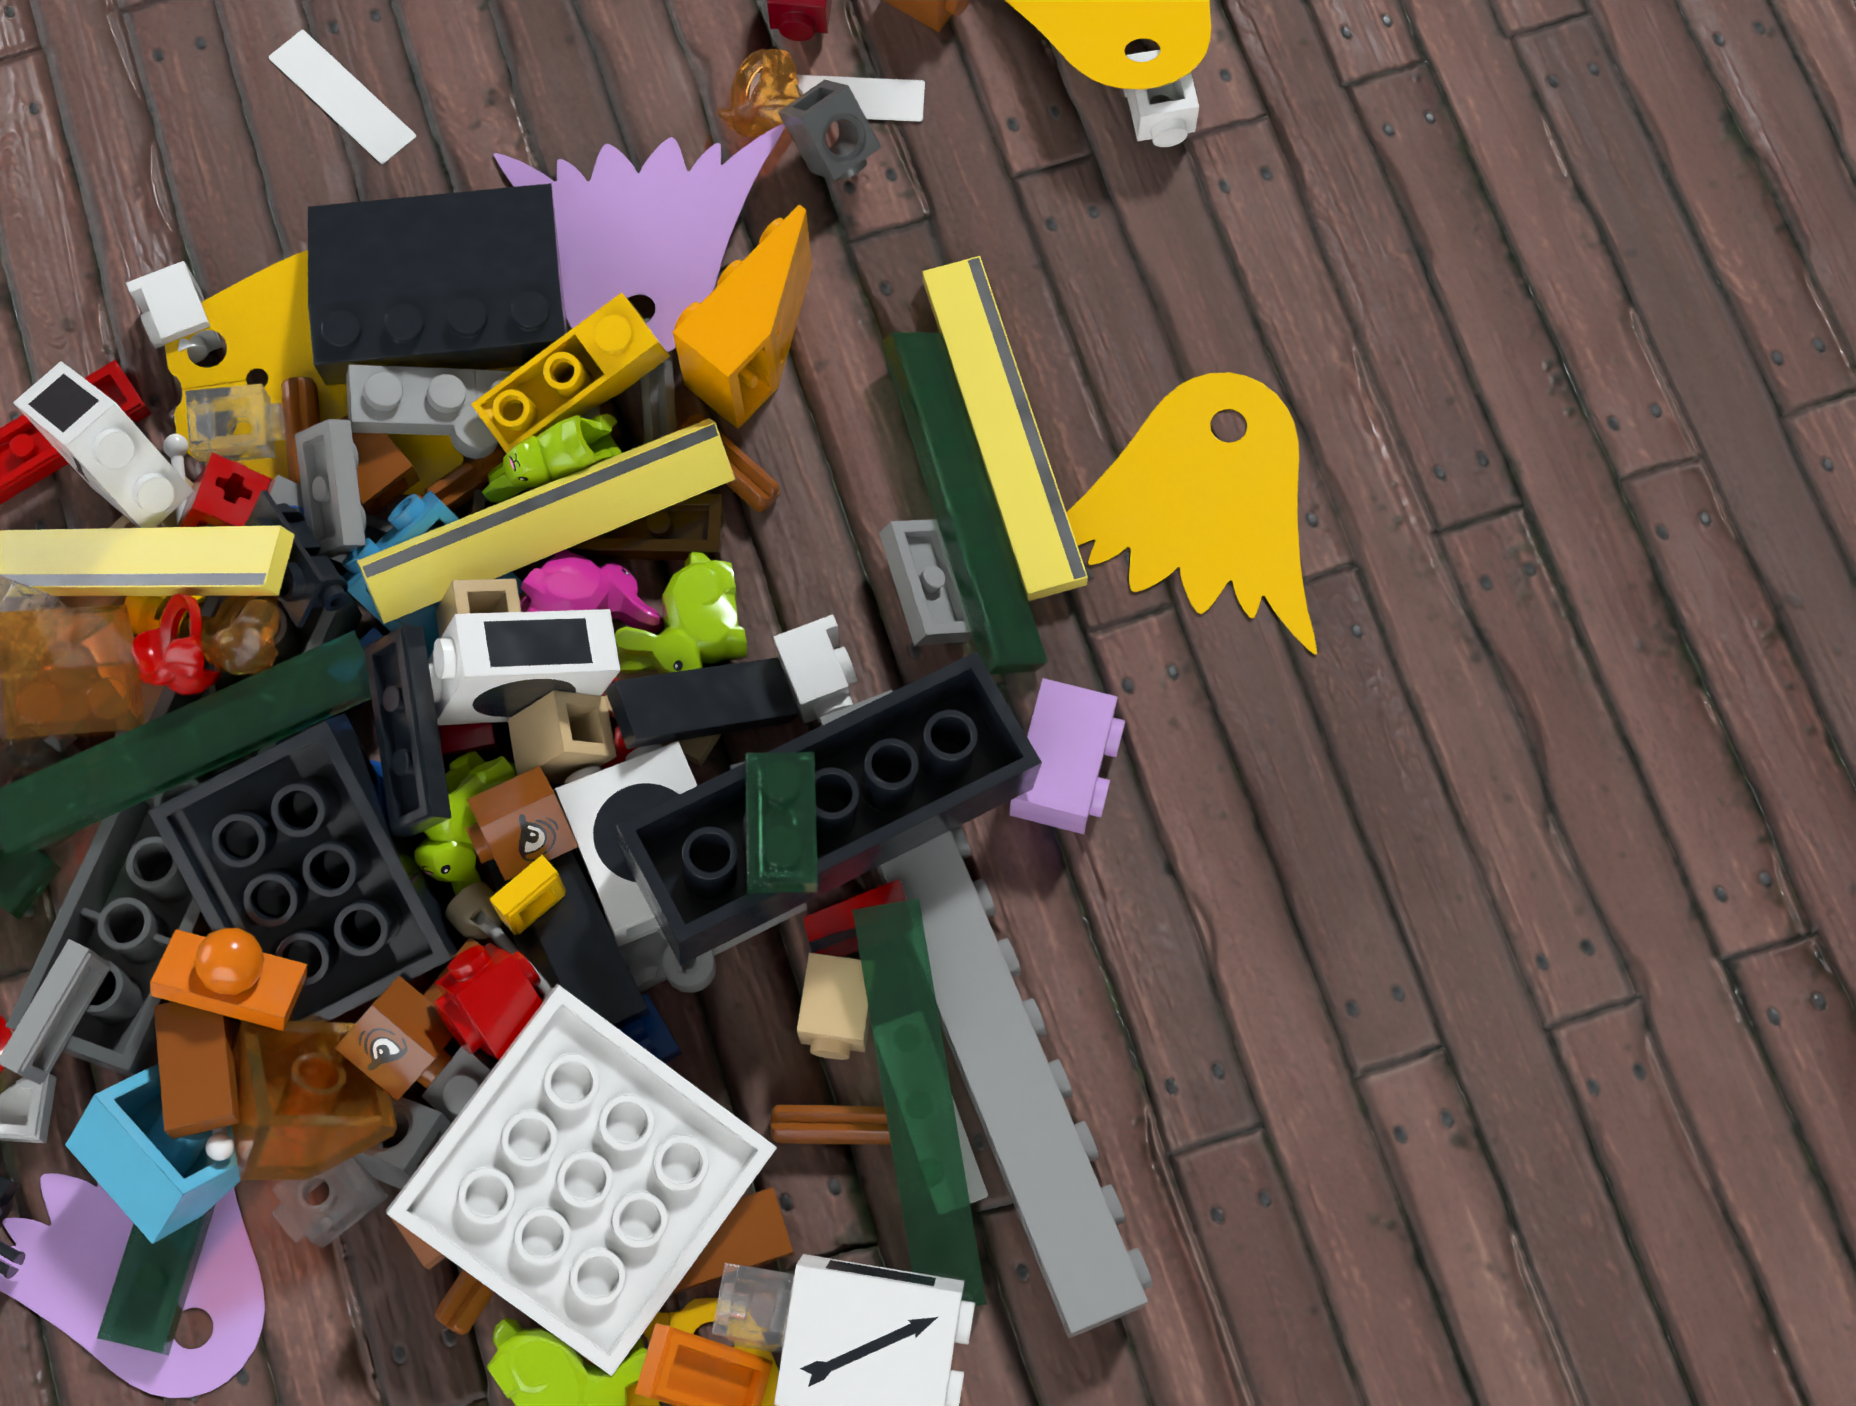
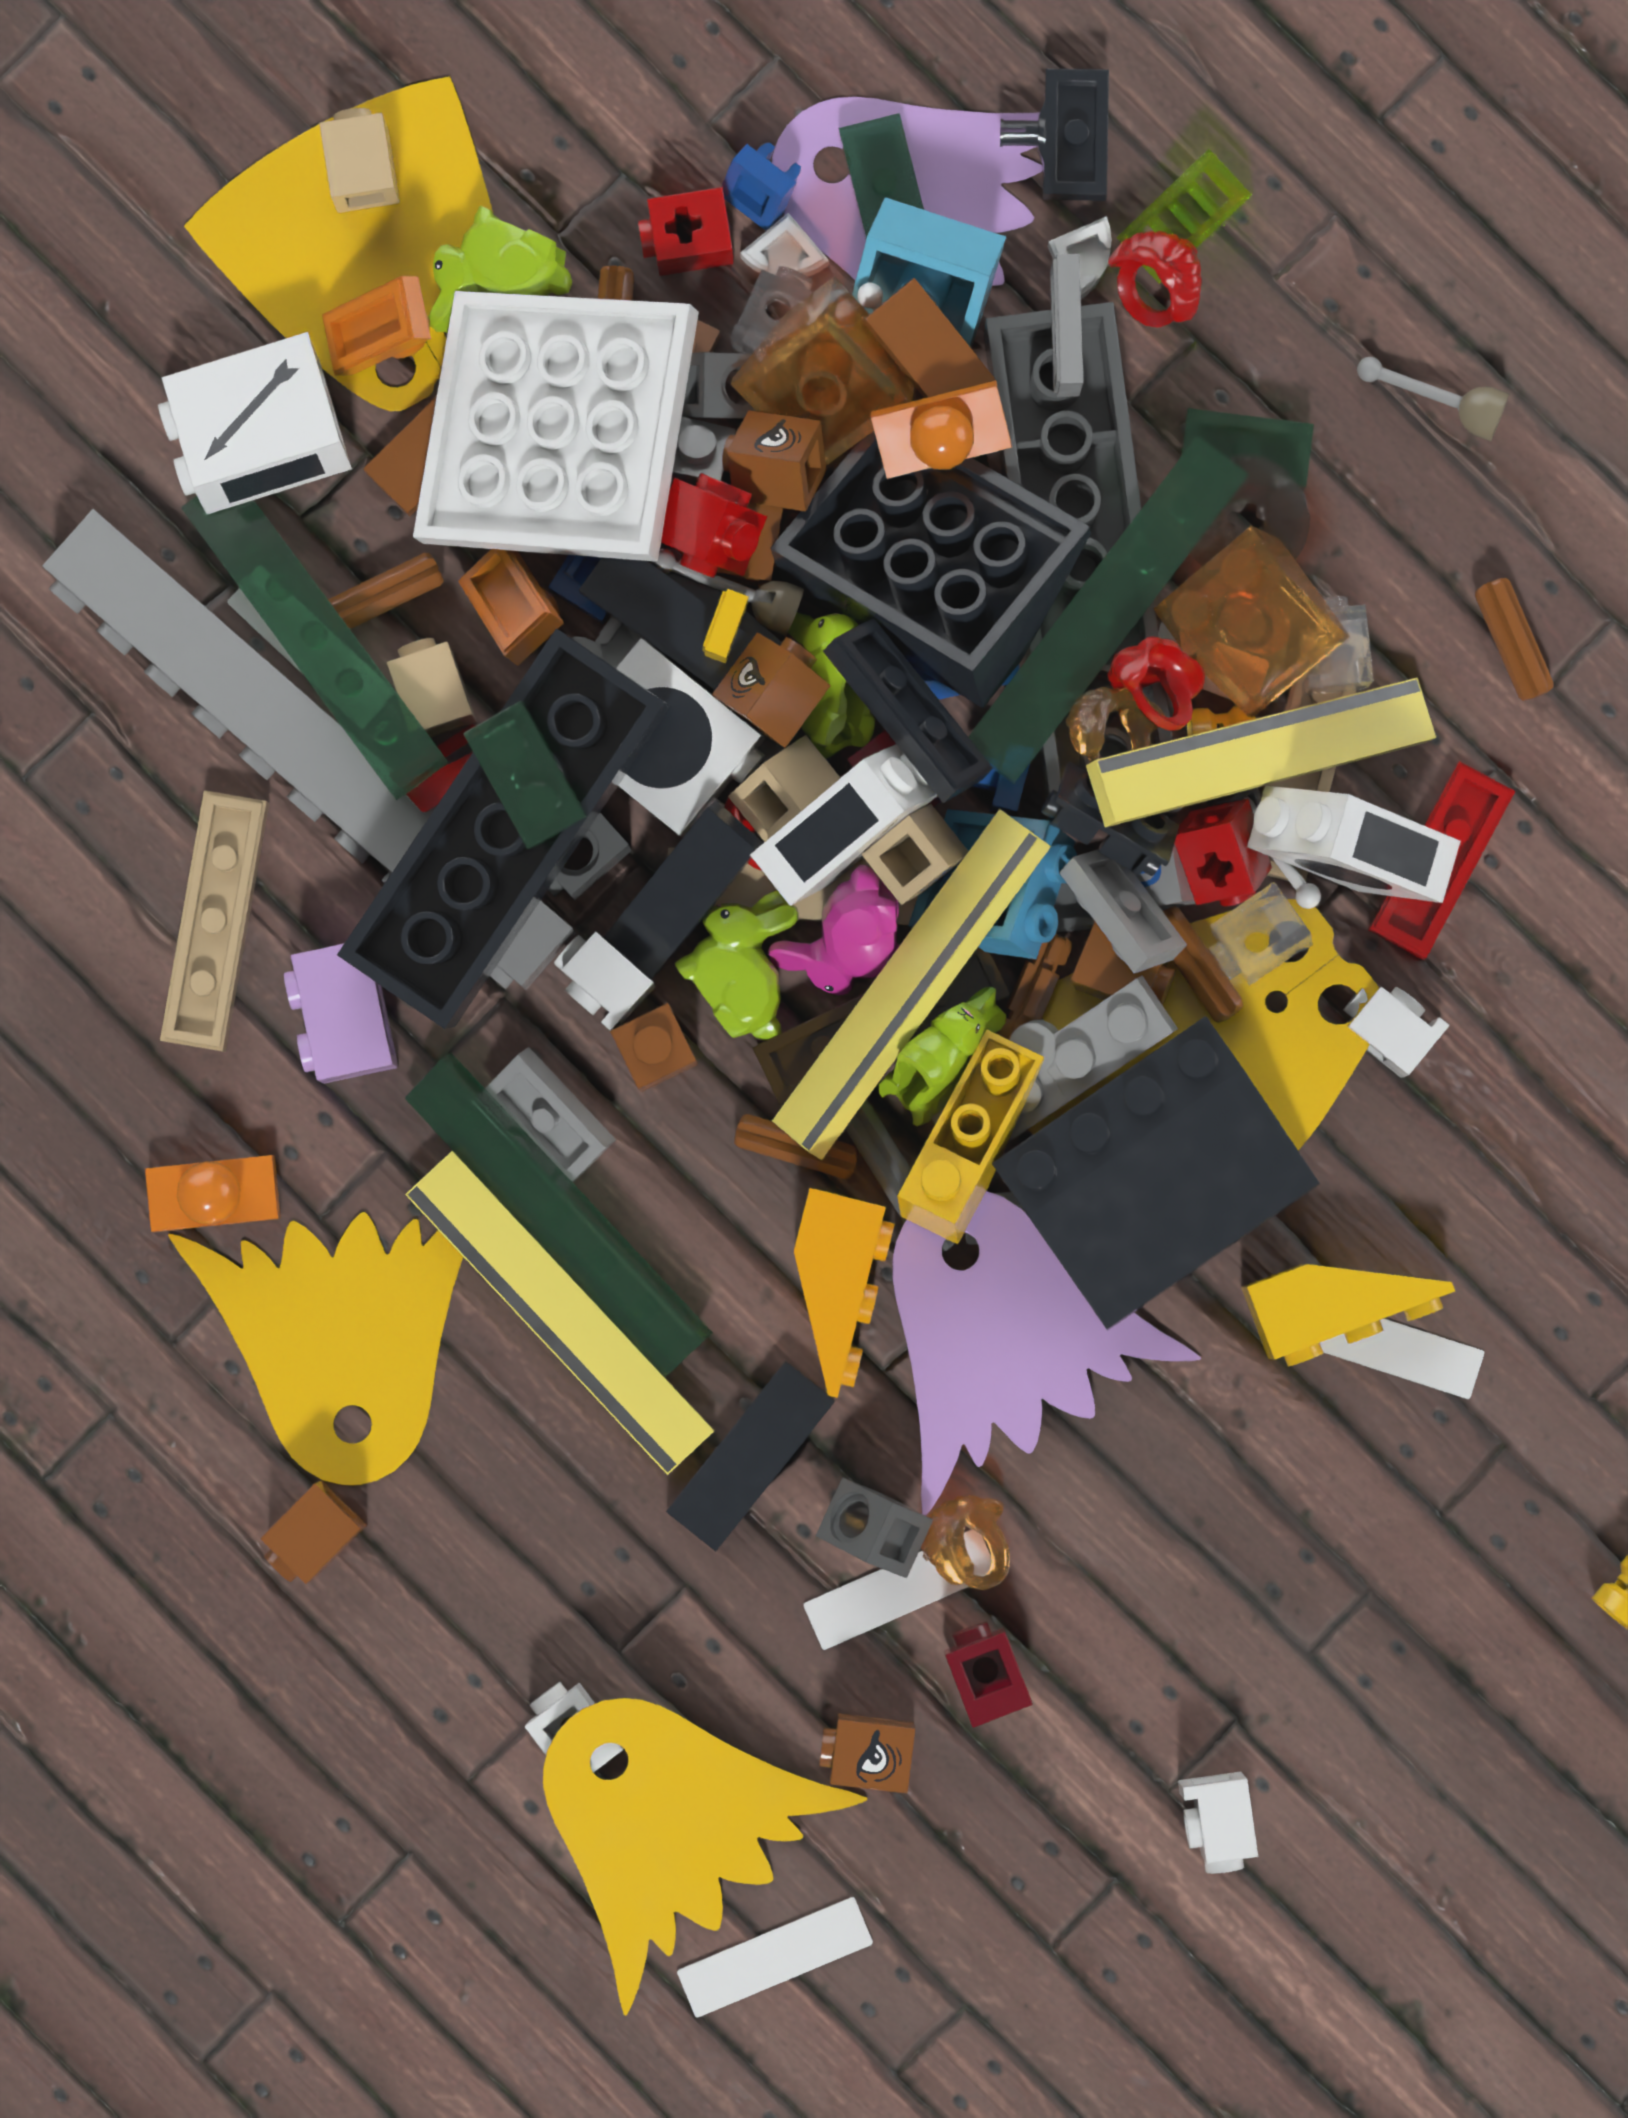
camera: 155 degrees right, 15 degrees up
(267, 1332) = (759, 186): none -> blue tile
(282, 1263) = (785, 246): none -> white tile
(332, 1317) = (709, 227): none -> red brick
(369, 135) = (1320, 1302): none -> yellow slope
(720, 1038) = (511, 603): none -> orange tile
(753, 1307) = (361, 399): clear brick -> none
(802, 586) = (654, 1047): none -> dark orange brick
(902, 243) = (750, 1456): none -> black tile
(1142, 902) = (214, 921): none -> tan tile
(1260, 664) = (212, 1193): none -> orange tile
(1305, 343) = (311, 1534): none -> dark orange brick

